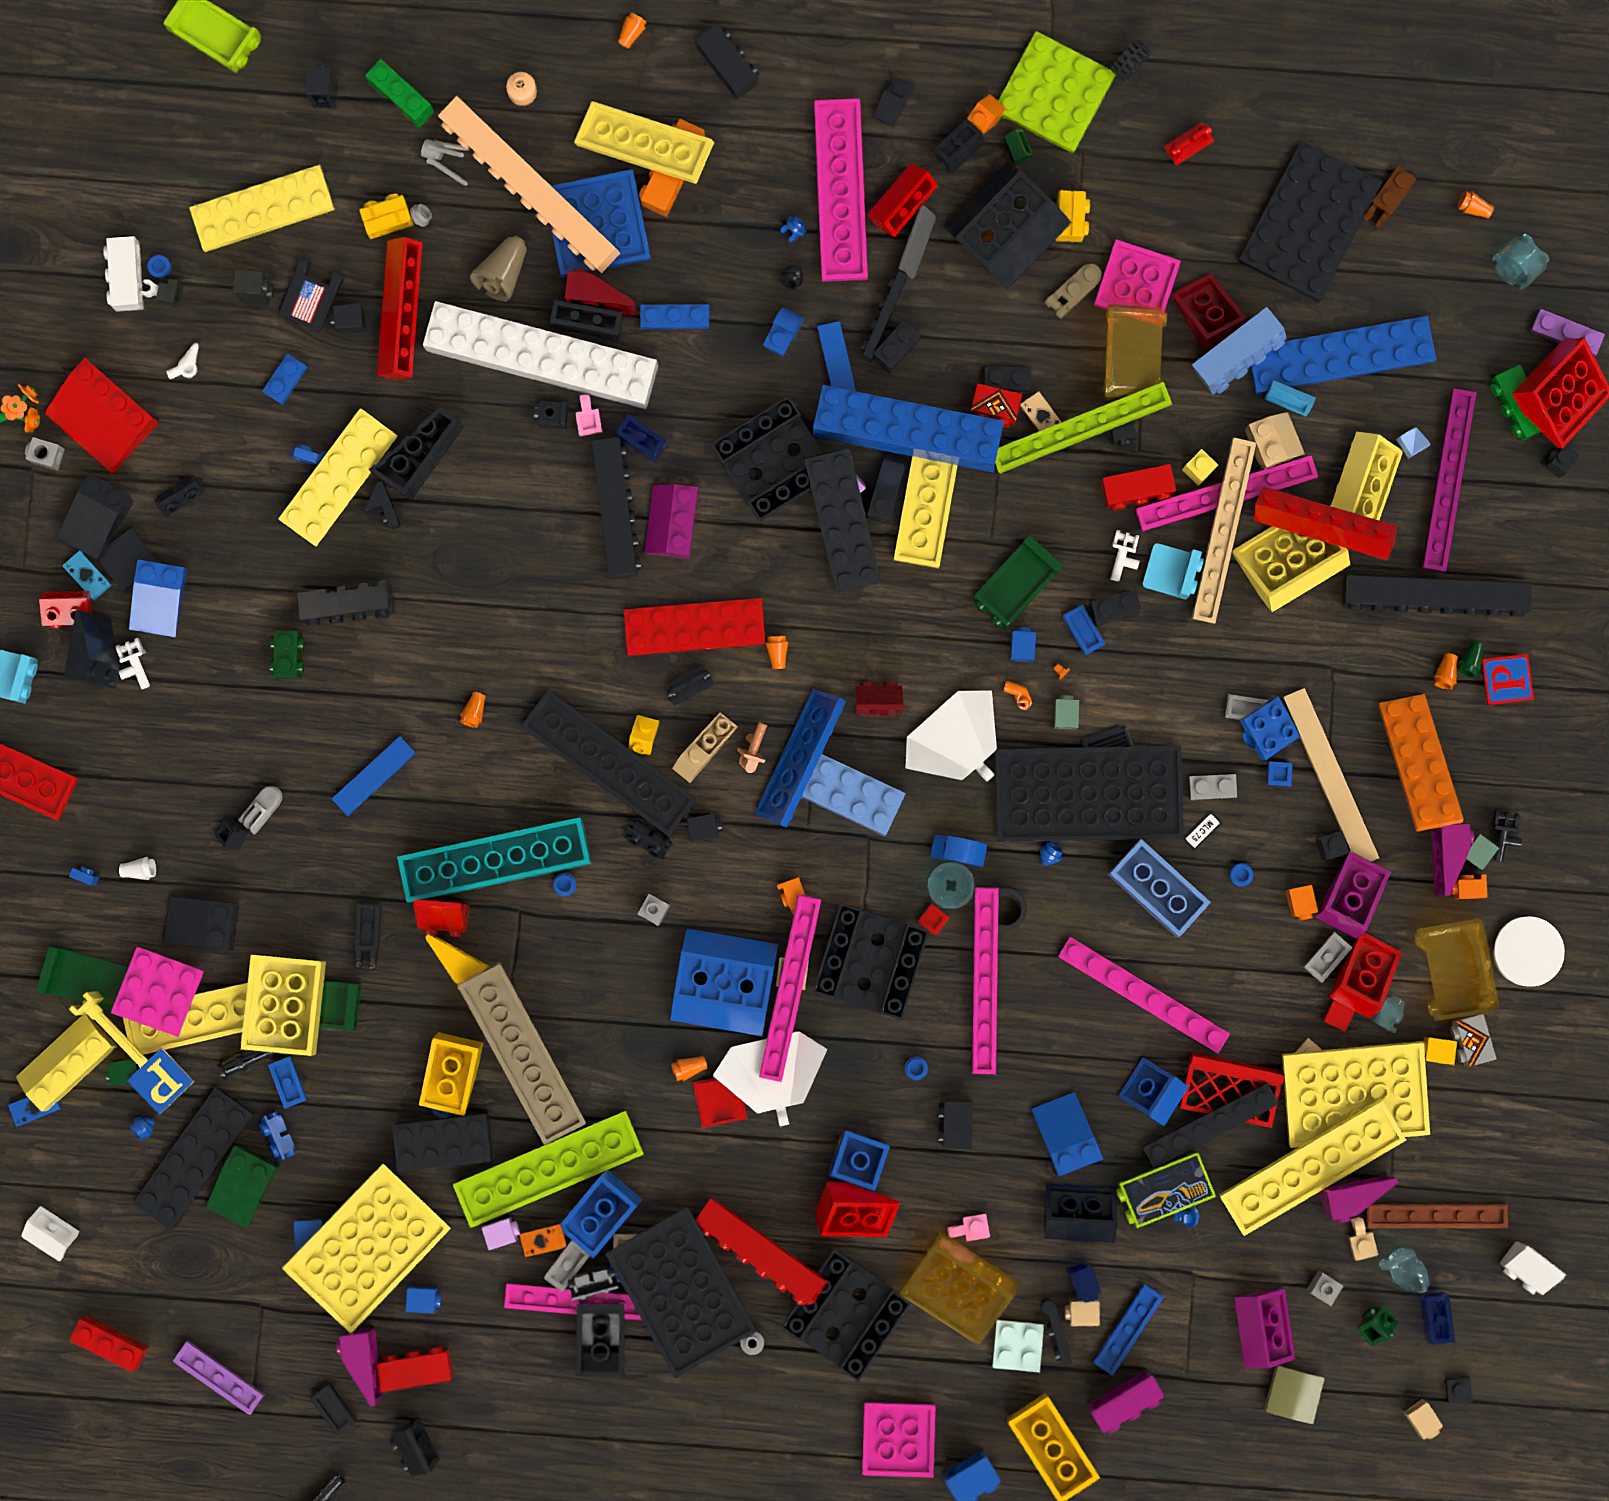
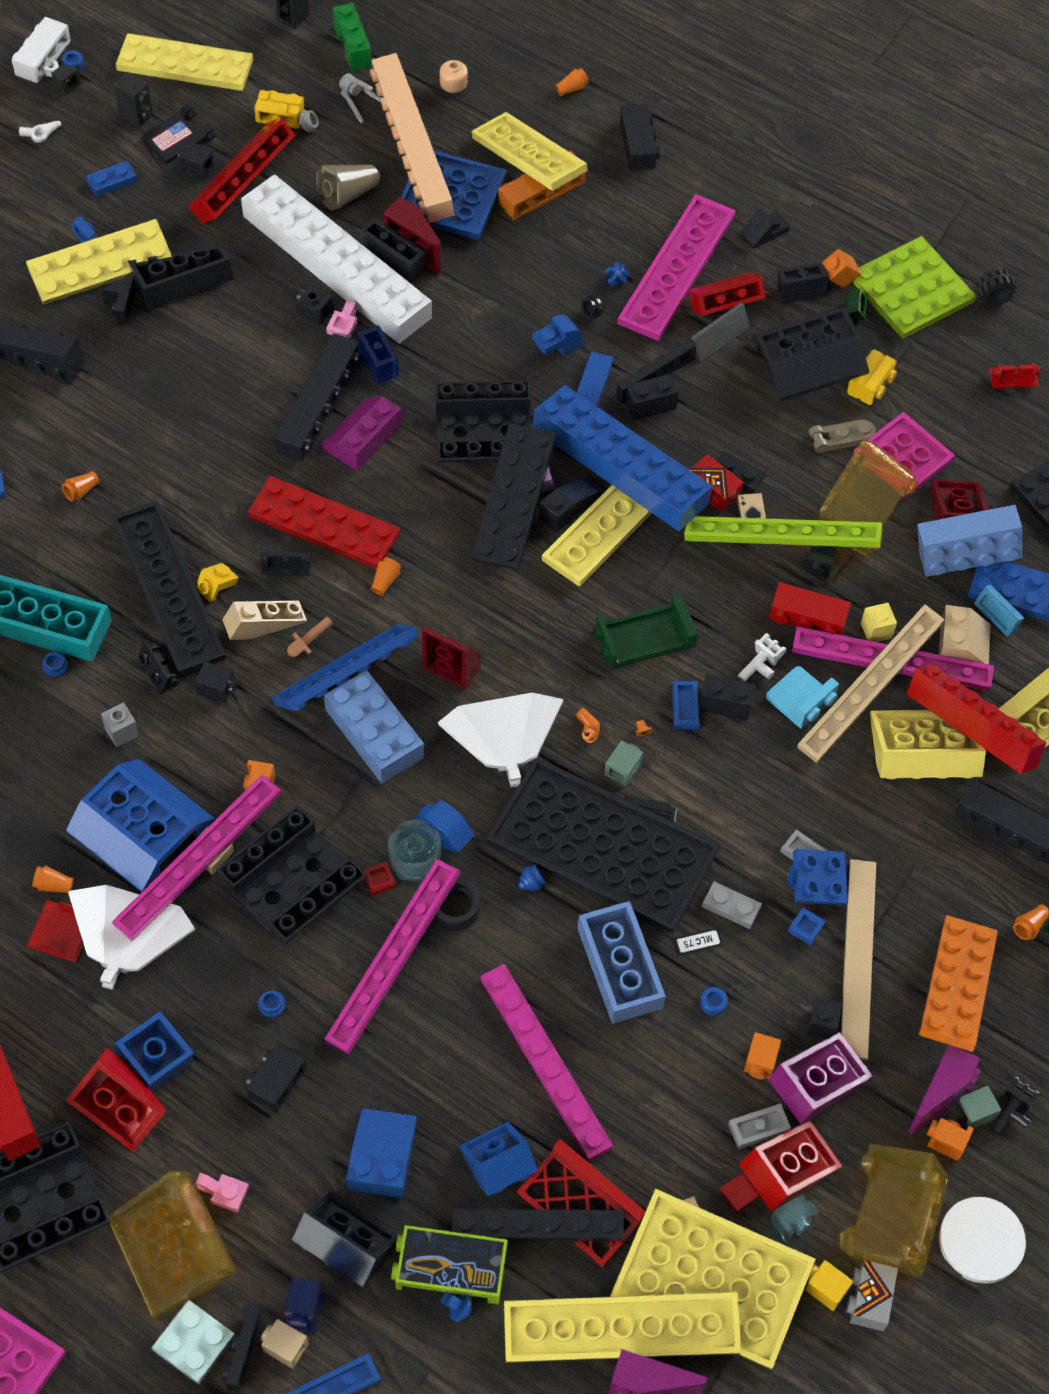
camera: 25 degrees right, 25 degrees down
(674, 316) = (471, 289): blue plate -> none
(1023, 645) = (617, 685): blue brick -> none

